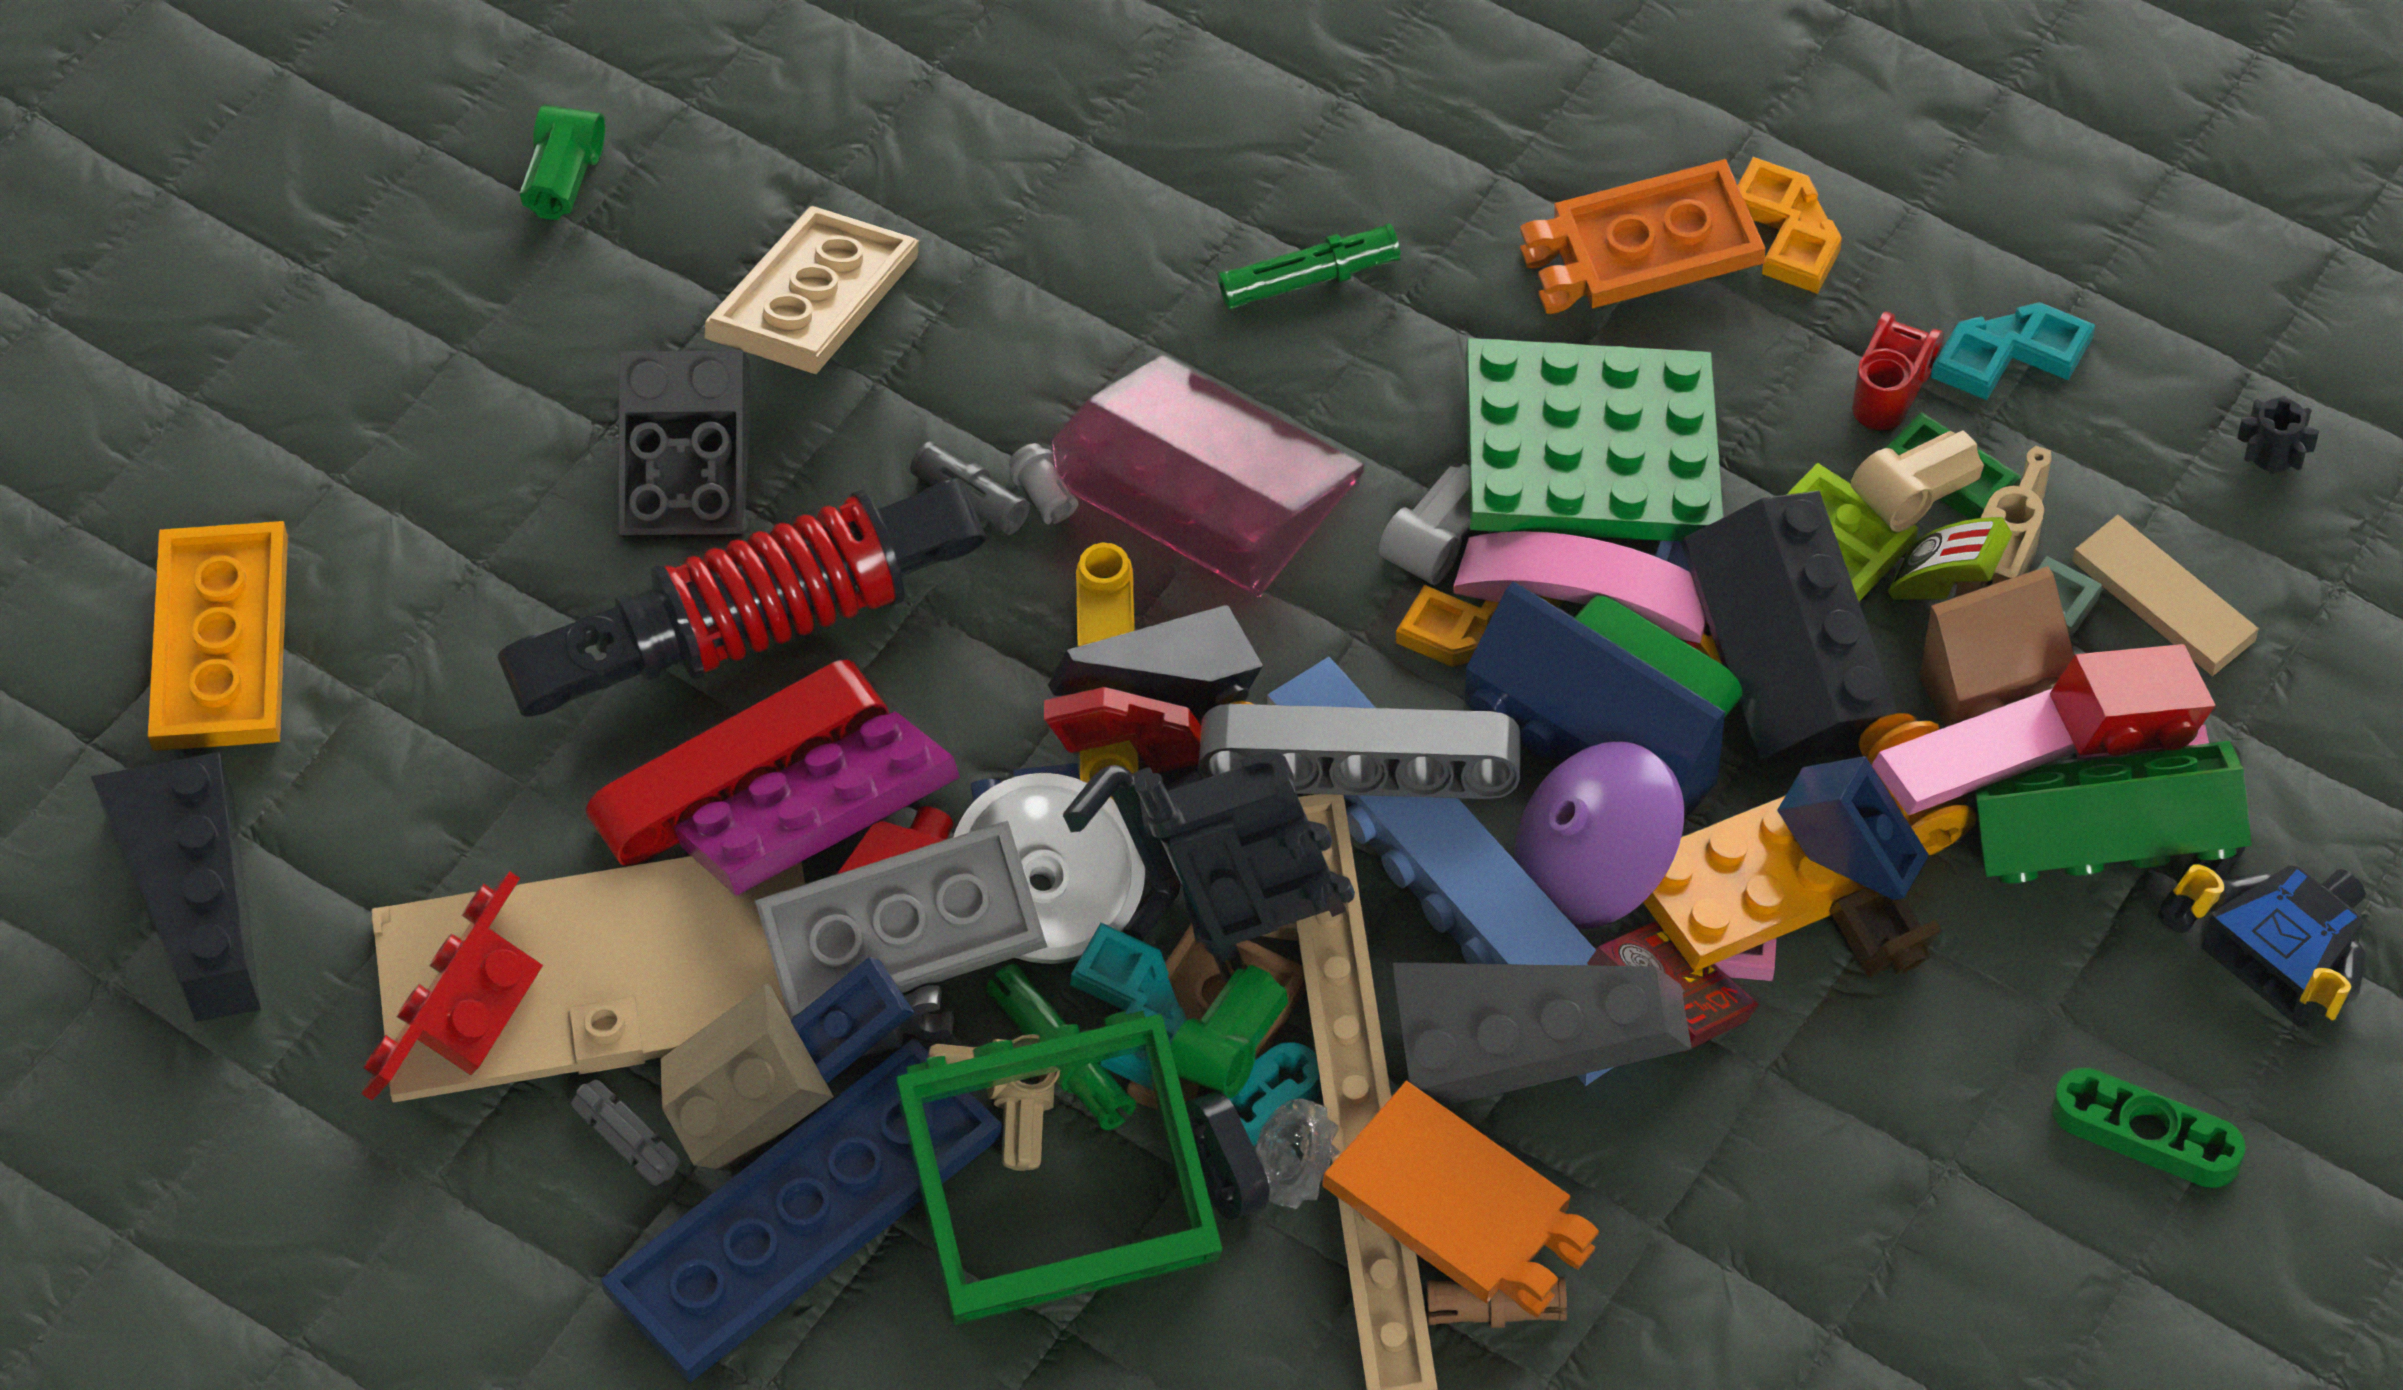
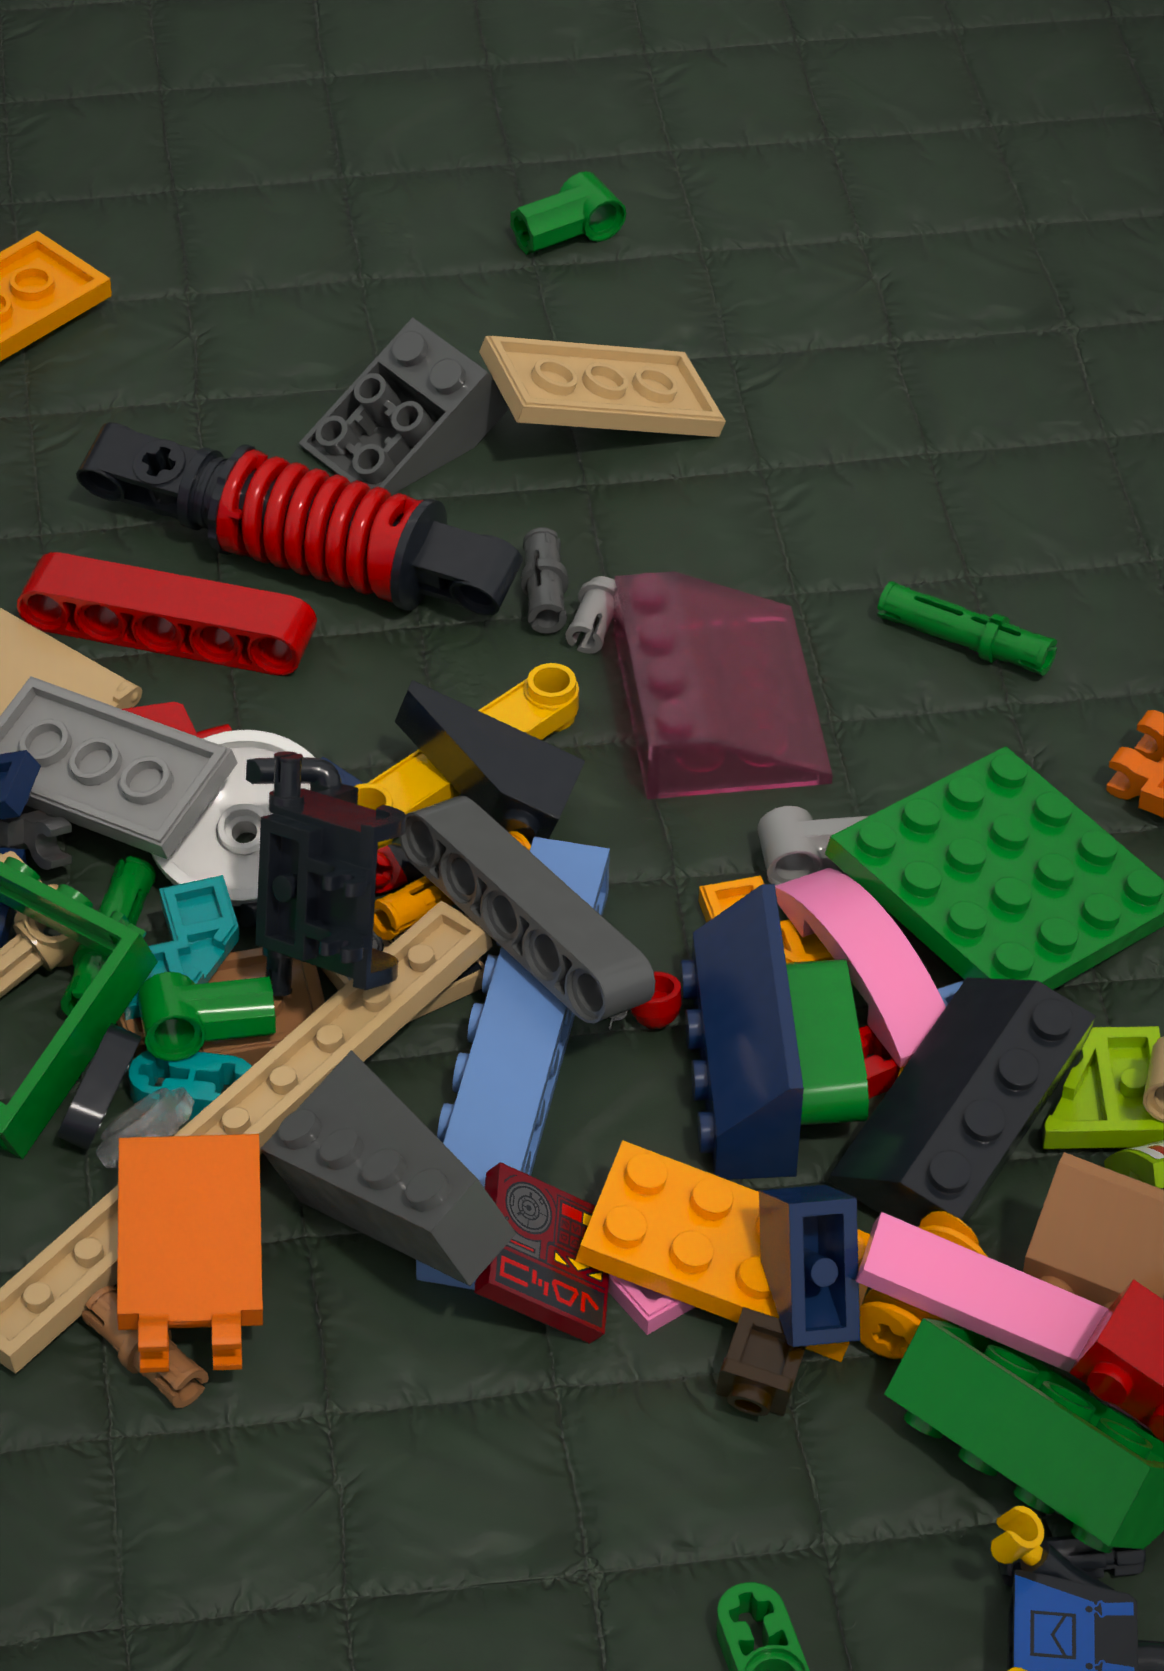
camera: 45 degrees right, 10 degrees down
(816, 802) = (170, 667): magenta plate -> none
(1159, 731) = (398, 756): red tile -> none
(1602, 832) = (627, 1106): medium lavender dish -> none

